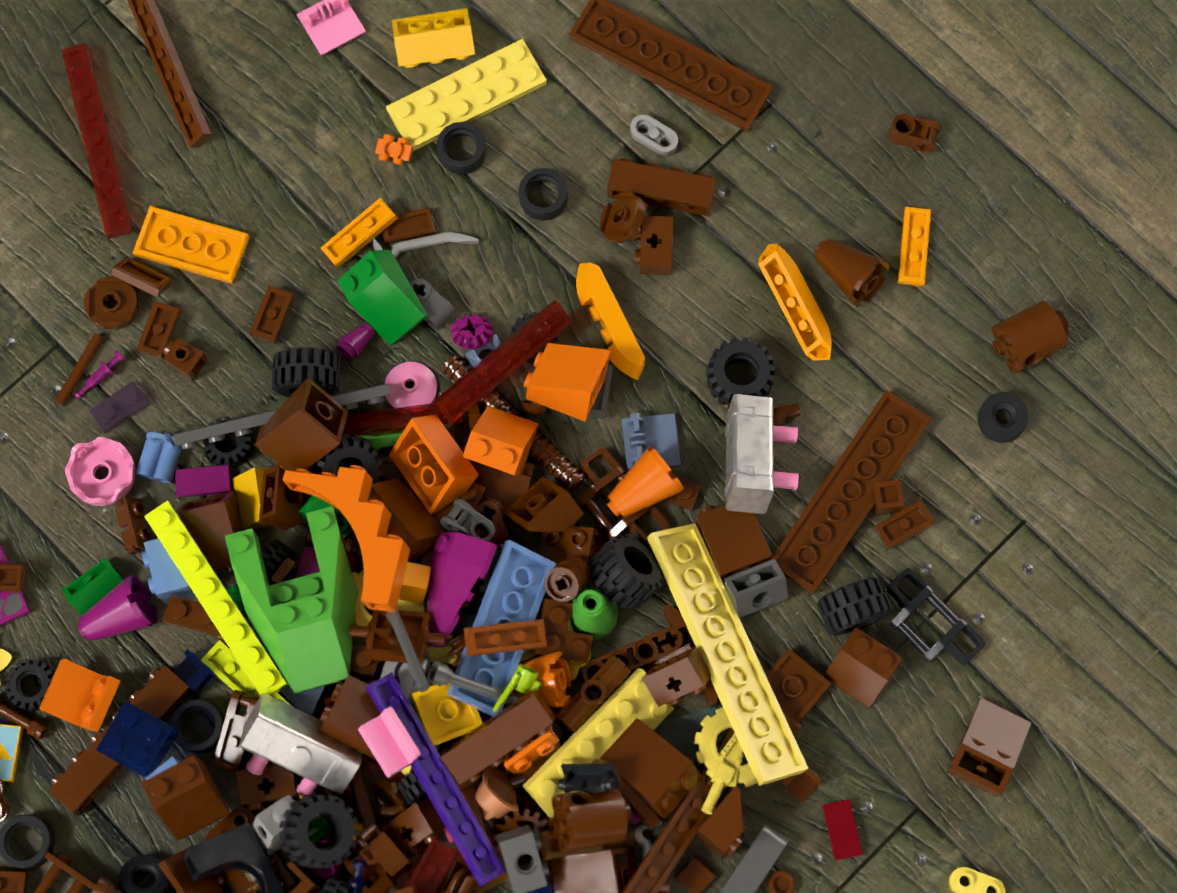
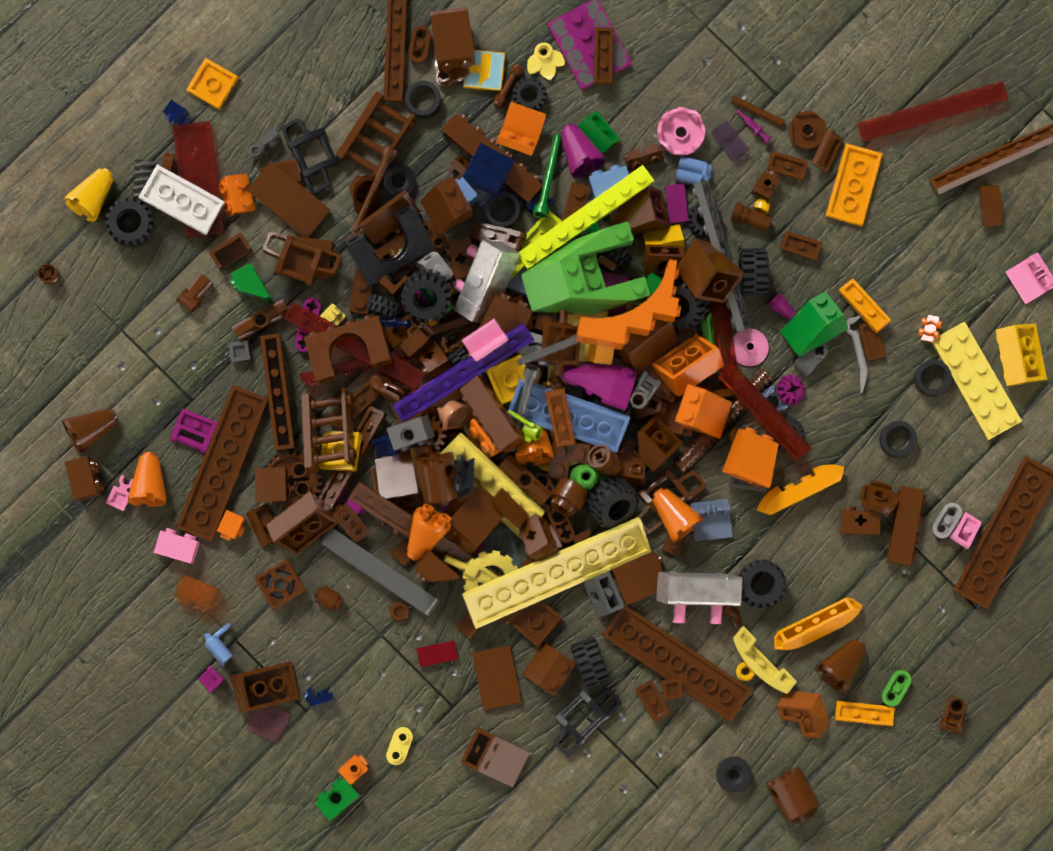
camera: 90 degrees right, 10 degrees up
(128, 785) = (460, 164): none -> reddish brown tile
(200, 666) = (541, 210): none -> green piece
(214, 365) = (762, 205): none -> yellow hinge
(228, 379) = (754, 218): none -> reddish brown axle
(230, 67) = (991, 205): none -> reddish brown slope
(619, 632) = (568, 497): none -> reddish brown piece
(634, 716) = (509, 508): none -> reddish brown tile
(668, 834) = (426, 531): none -> orange cone
(670, 110) = (965, 530): none -> bright pink slope
(851, 379) = (760, 664): none -> light yellow slope
(860, 392) = (749, 676): none -> yellow plate
(875, 744) = (496, 677): none -> reddish brown tile
(881, 203) = (896, 688): none -> bright green plate
(911, 320) = (807, 710): none -> dark orange panel

